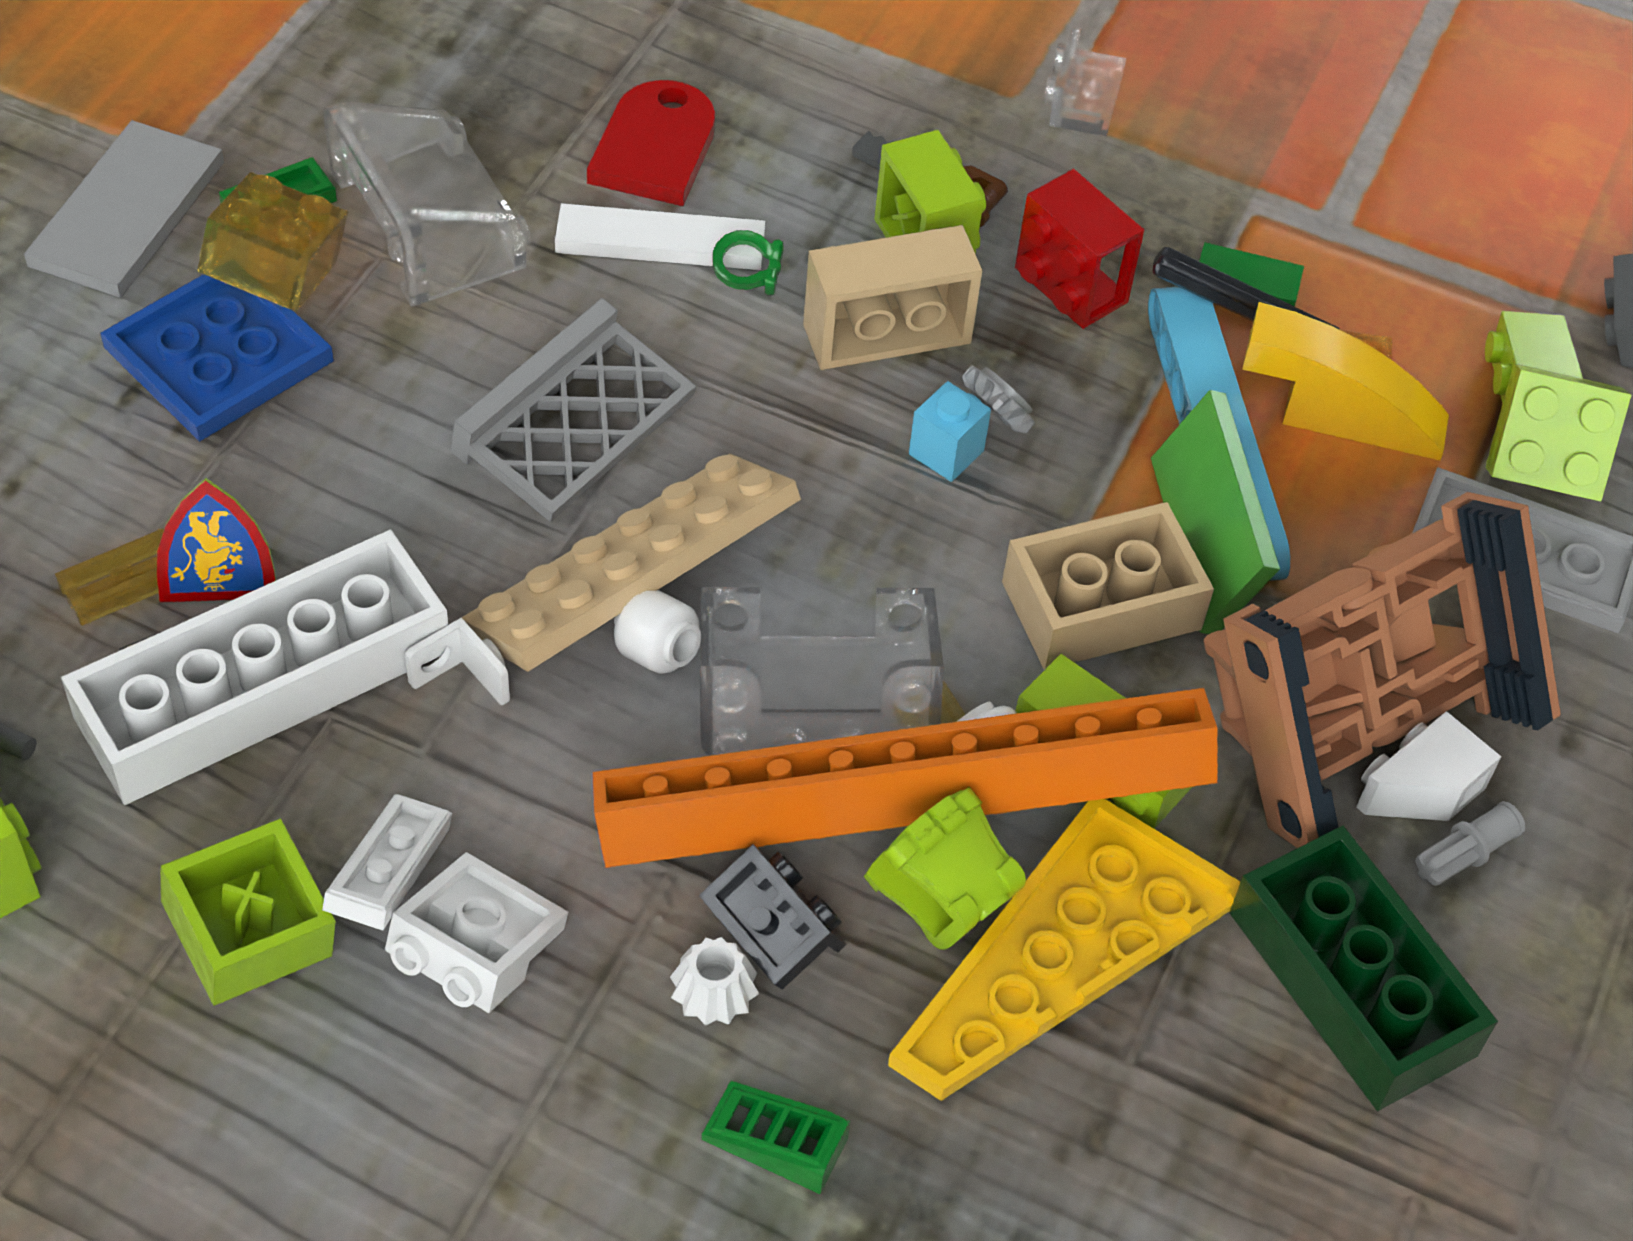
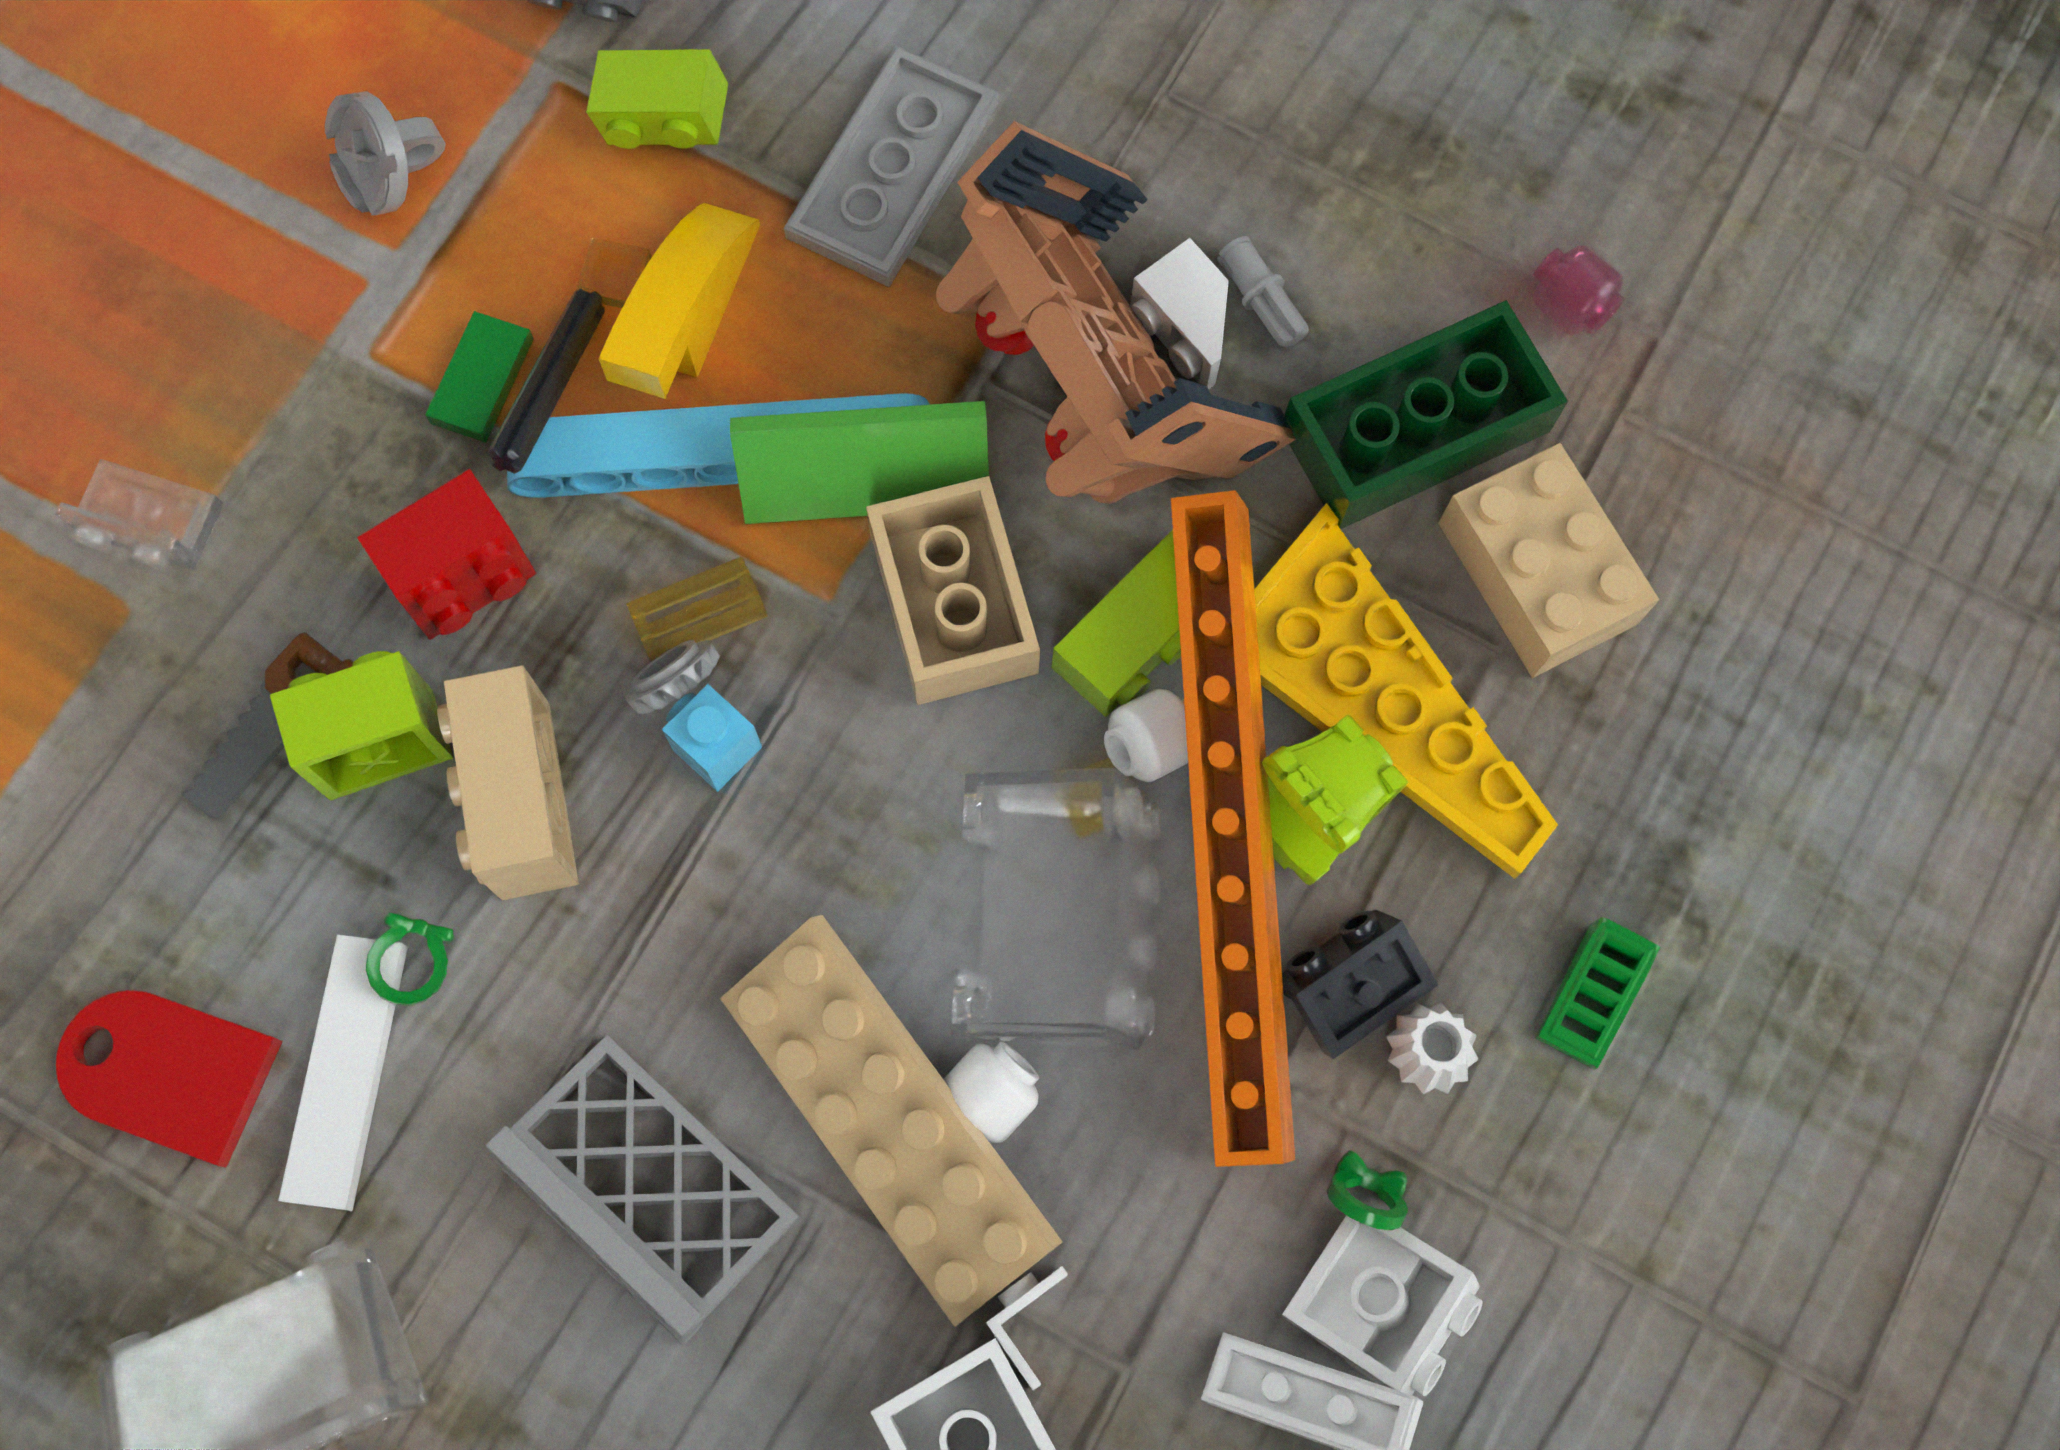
camera: 85 degrees left, 20 degrees up
(579, 949) = (1388, 1185): none -> green piece
(1058, 433) = (691, 587): none -> clear yellow tile
(1225, 1087) = (1547, 560): none -> tan brick
(1432, 195) = (377, 151): none -> light grey tile
(1543, 1130) = (1578, 290): none -> clear pink head
(1557, 432) = (774, 92): lime brick -> none

